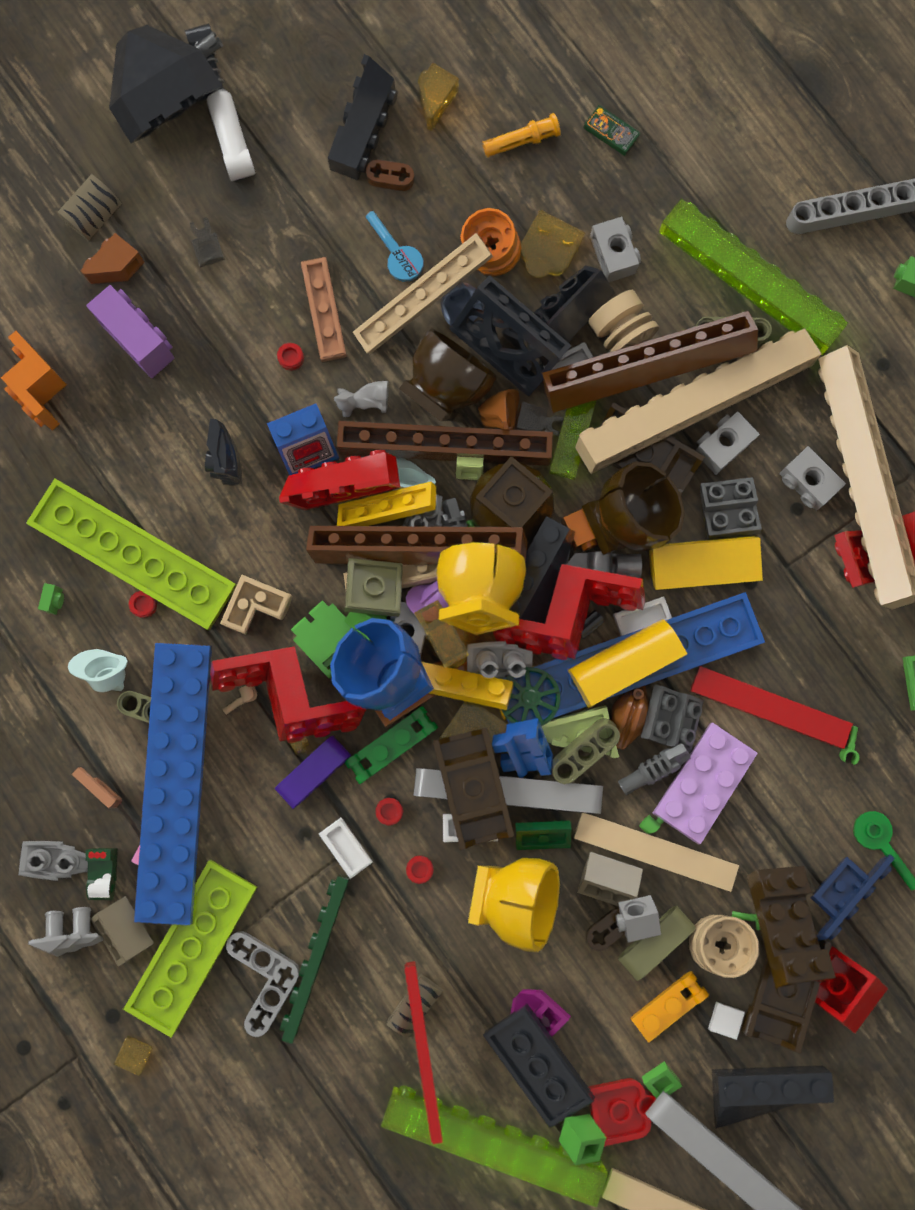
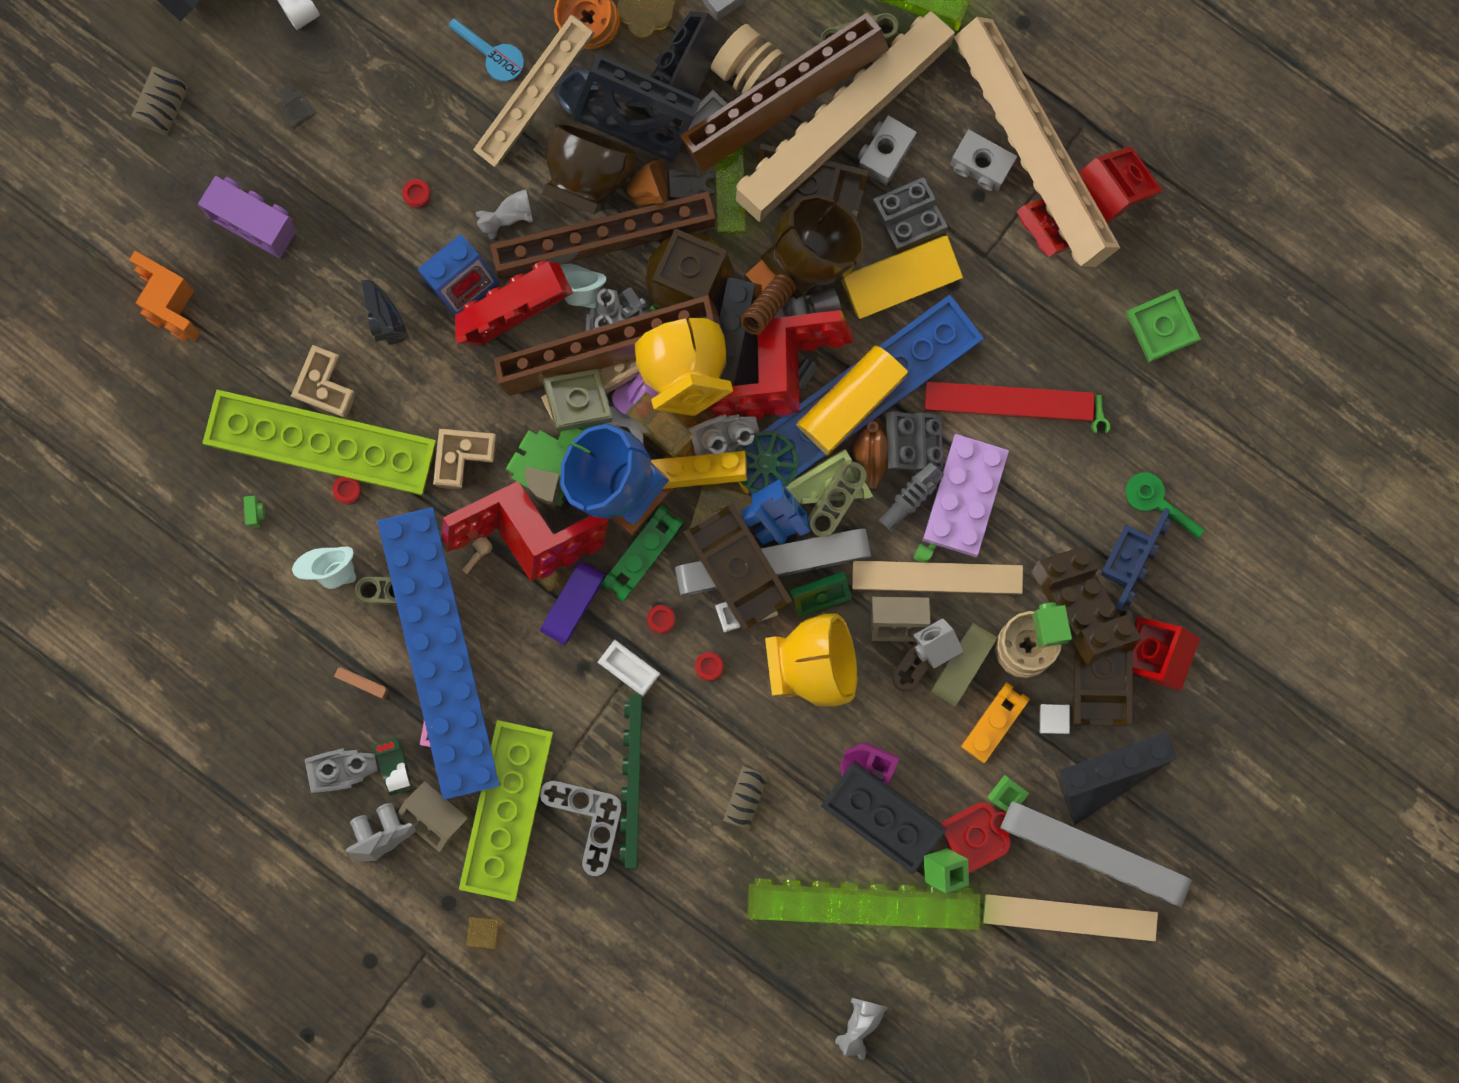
camera: 20 degrees left, 0 degrees up
(113, 262) = (204, 150): dark orange slope -> none
(143, 502) = (316, 389): none -> tan brick
(315, 658) = (543, 486): none -> dark tan brick
(323, 309) = (435, 135): nougat tile -> none
(388, 506) = (566, 315): yellow plate -> none
(423, 1052) = (766, 831): red tile -> none
(469, 468) = (635, 253): yellowish green tile -> none
(575, 552) = (768, 304): none -> reddish brown piece
(638, 619) = (851, 353): white tile -> none
(753, 940) = (1051, 625): none -> bright green brick

